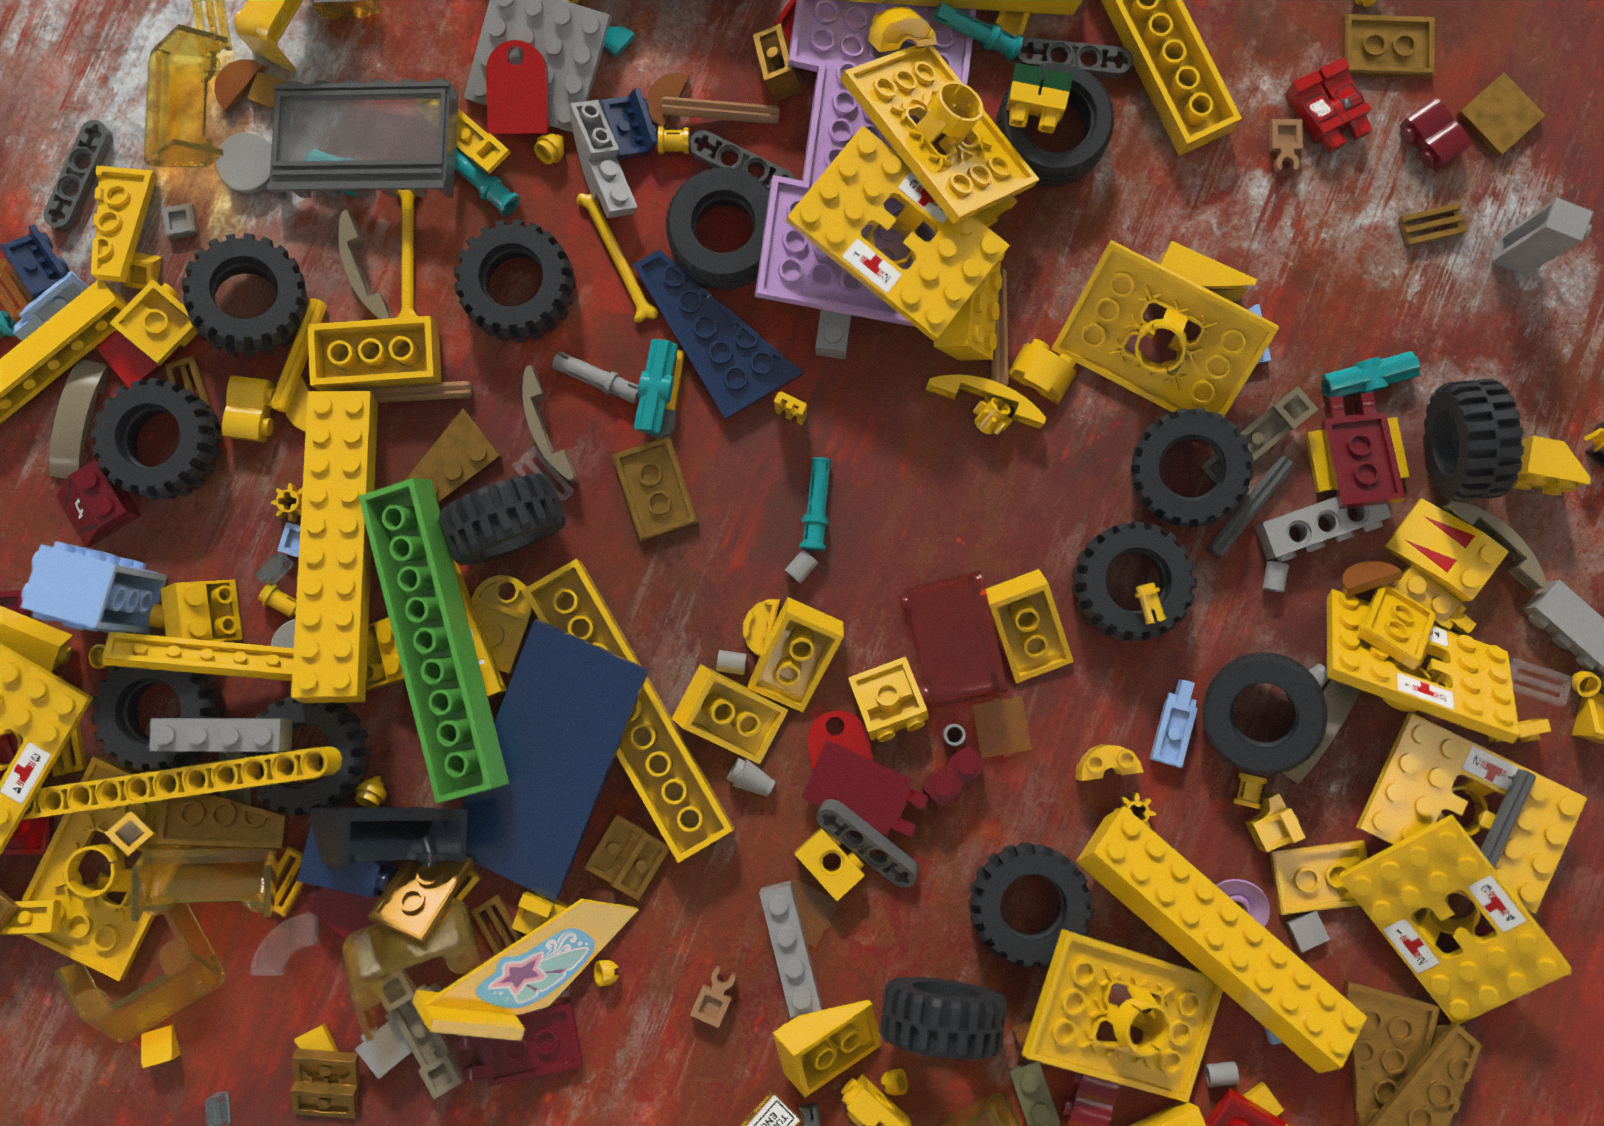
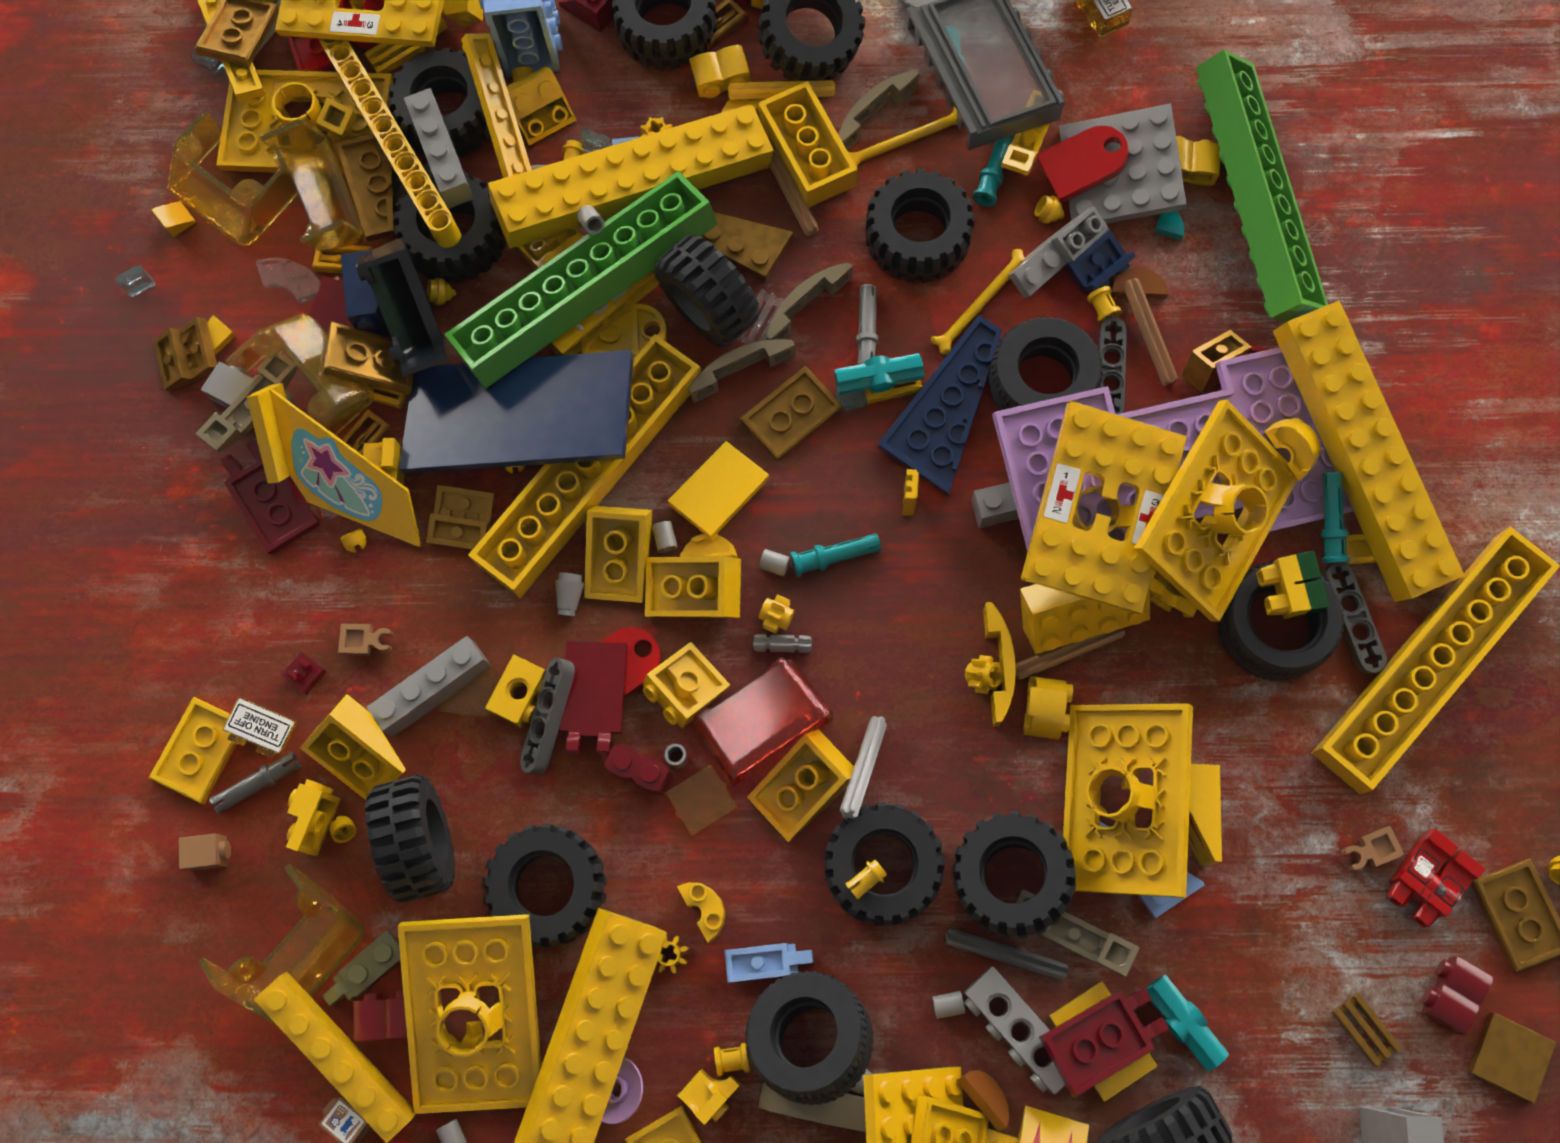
camera: 70 degrees right, 10 degrees down
(376, 606) = (590, 219): none -> light grey hinge
(584, 481) = (774, 351): none -> dark tan slope
(705, 591) = (718, 490): none -> yellow tile
(722, 1069) = (304, 673): none -> dark red tile
(855, 584) = (776, 614): none -> yellow gear
(883, 591) = (782, 643): none -> light grey axle
(1039, 563) = (863, 767): none -> light grey axle

